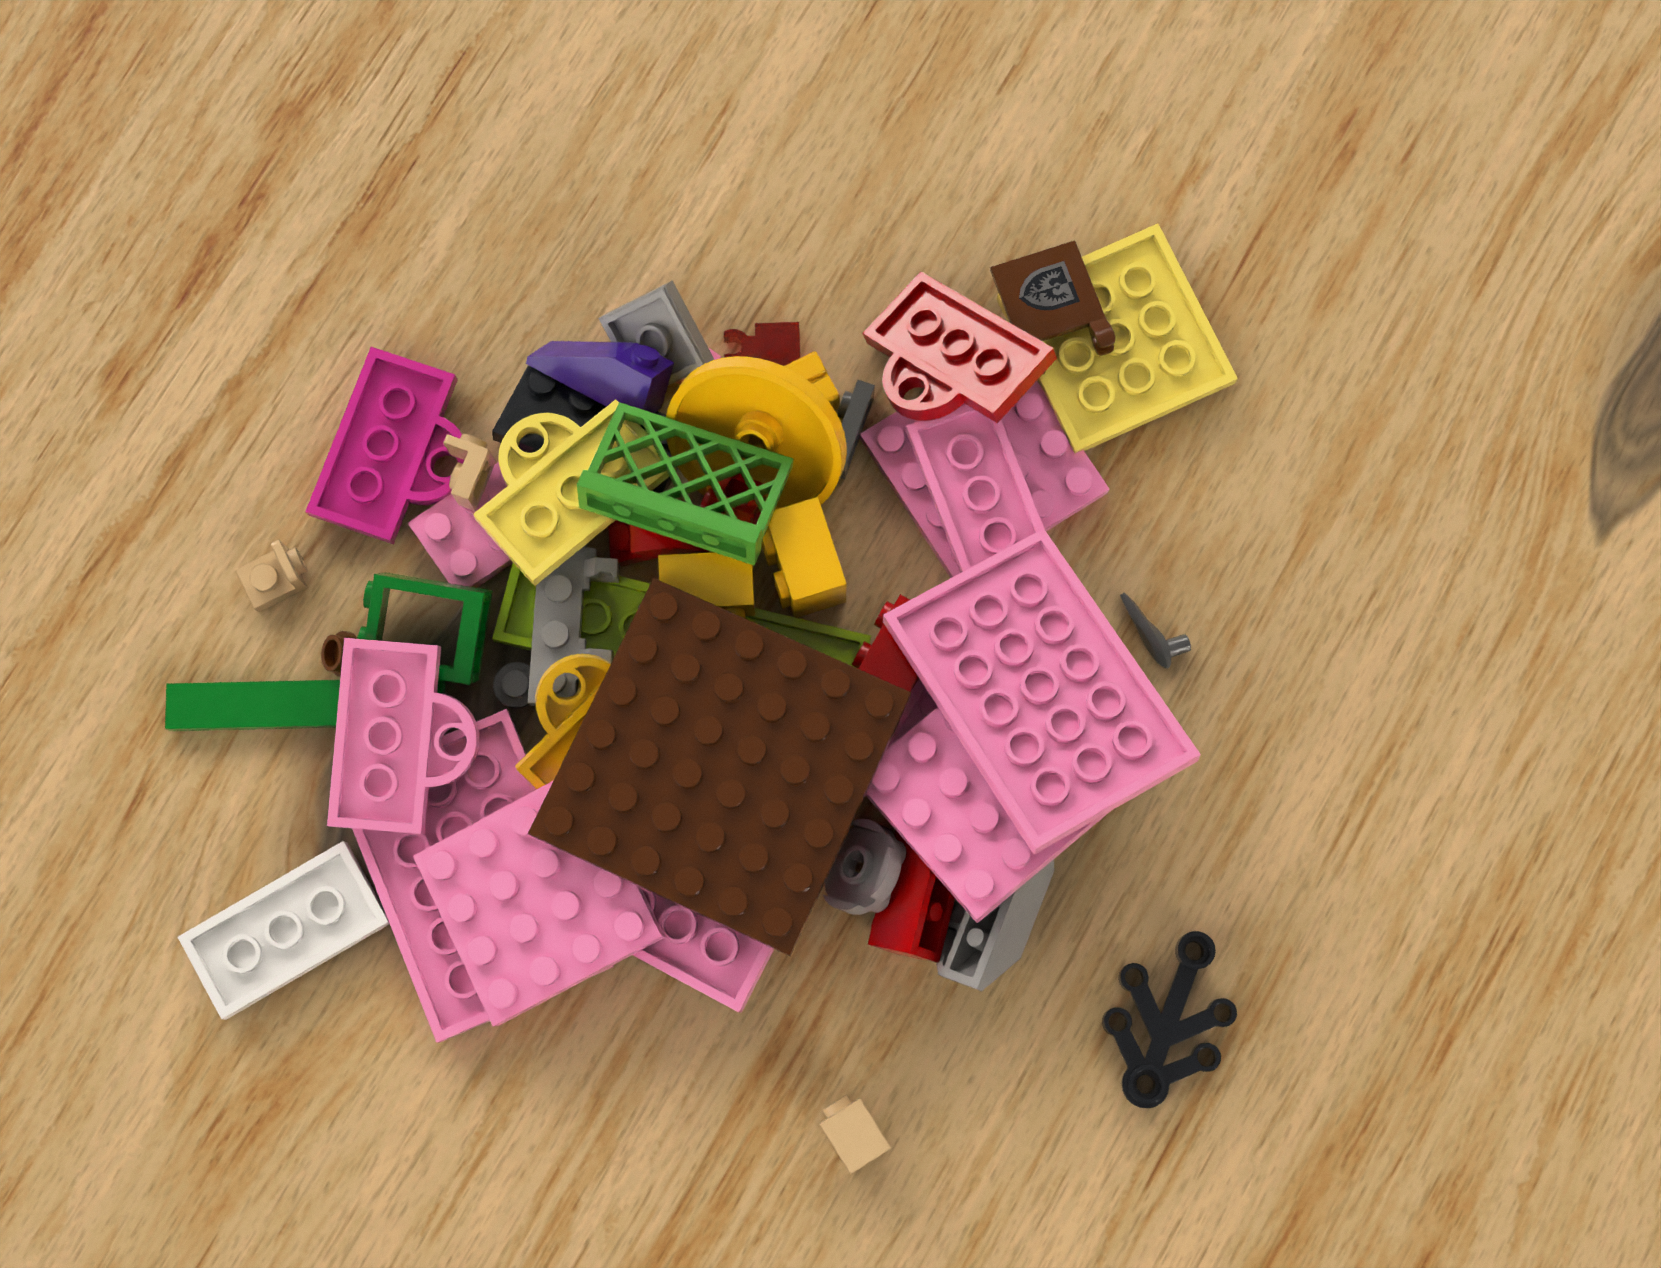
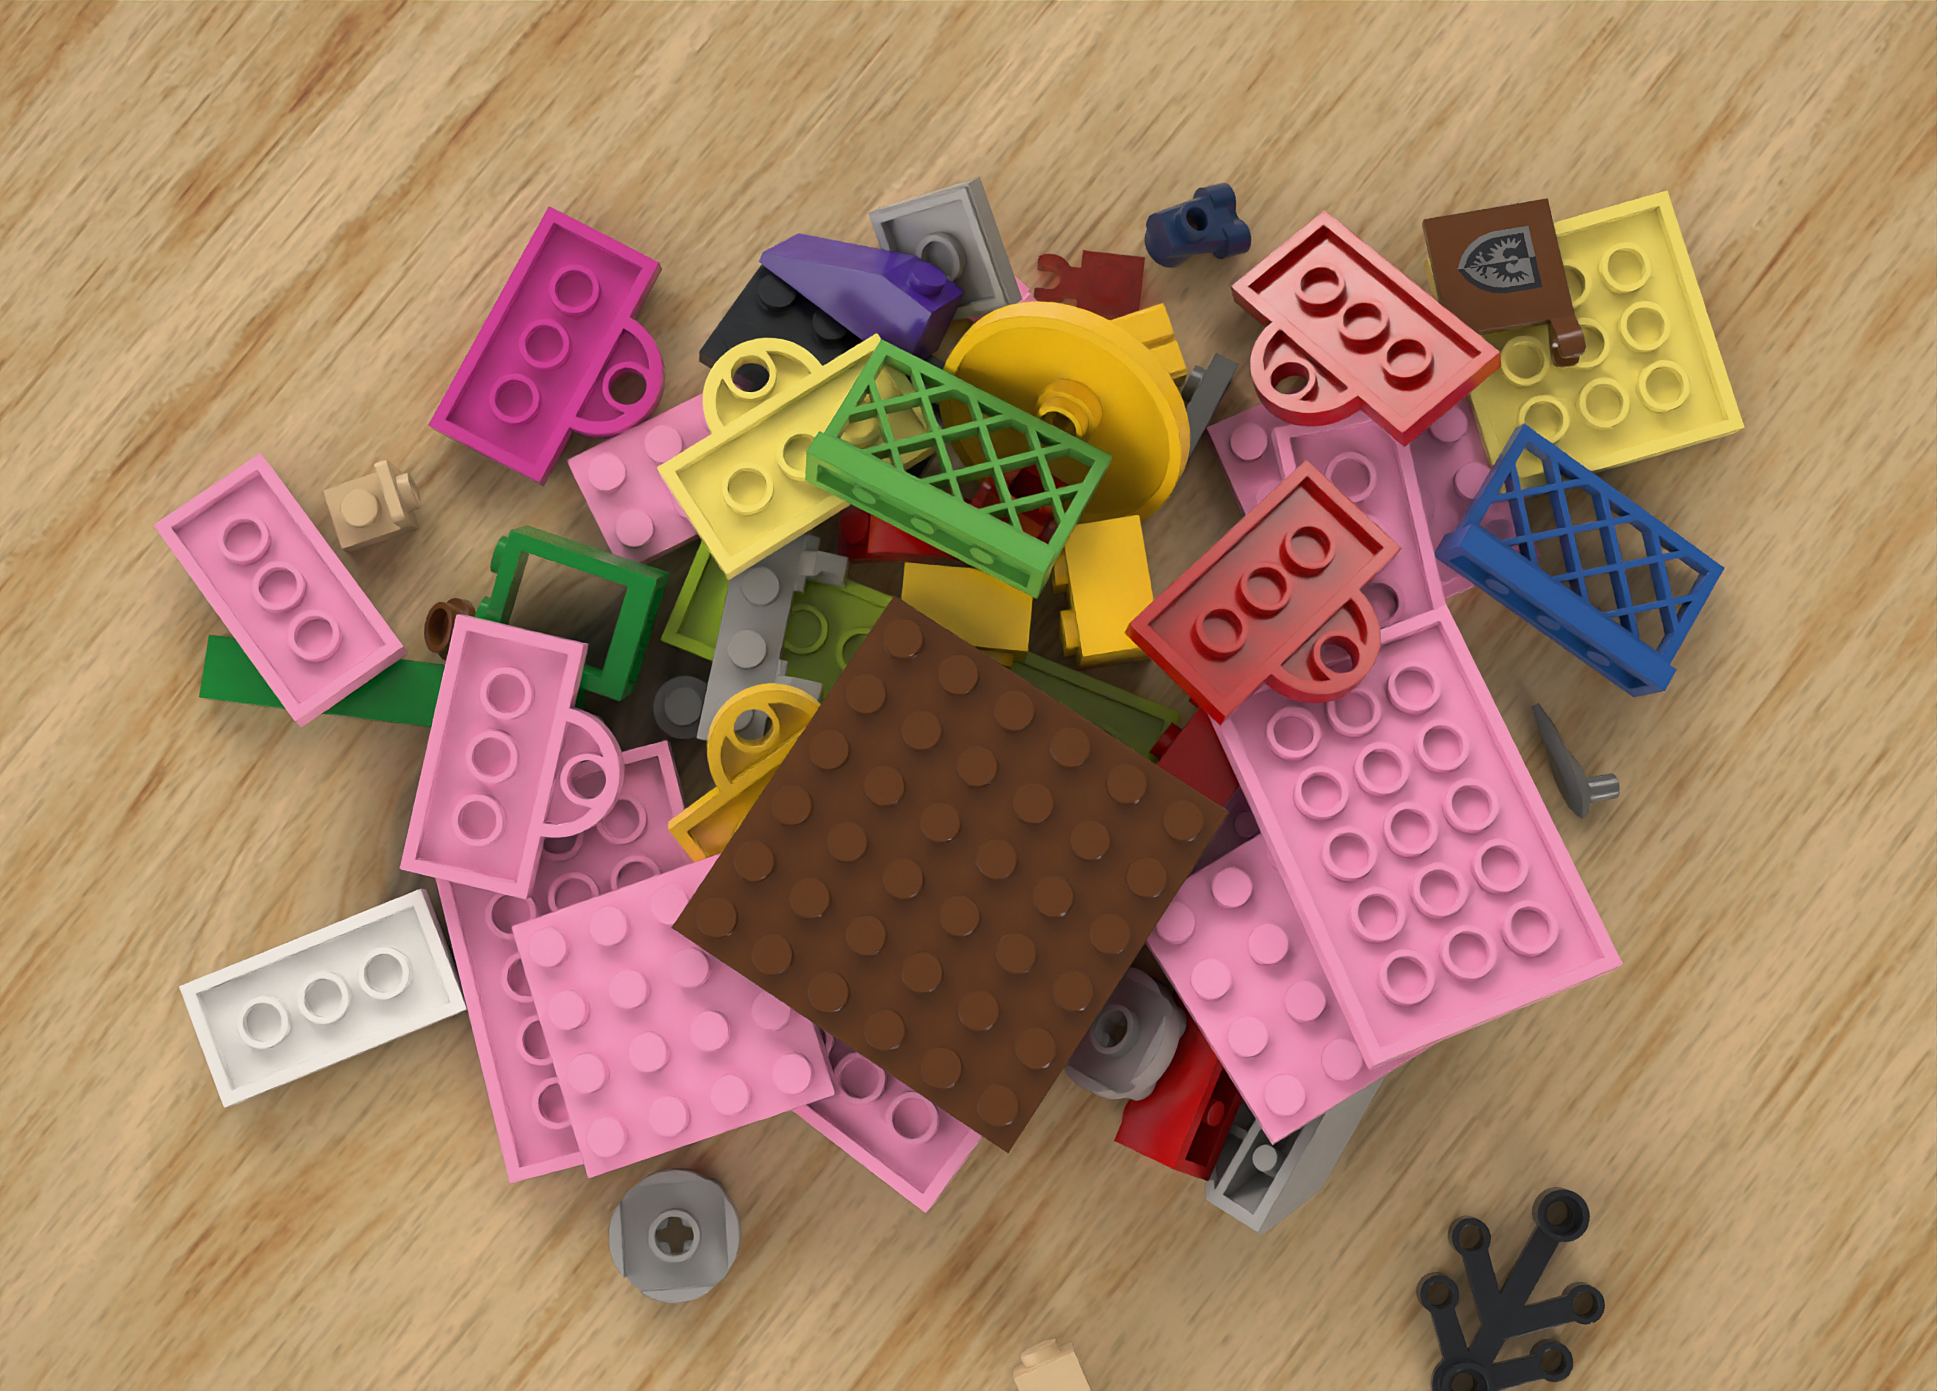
camera: 10 degrees right, 5 degrees up
(215, 643) = (280, 590): none -> bright pink plate
(471, 477) = (661, 412): tan bracket -> none
(540, 1046) = (650, 1262): none -> light grey plate
(833, 295) = (1198, 227): none -> dark blue plate
(919, 542) = (1272, 600): none -> plate
(1128, 524) = (1566, 613): none -> blue fence

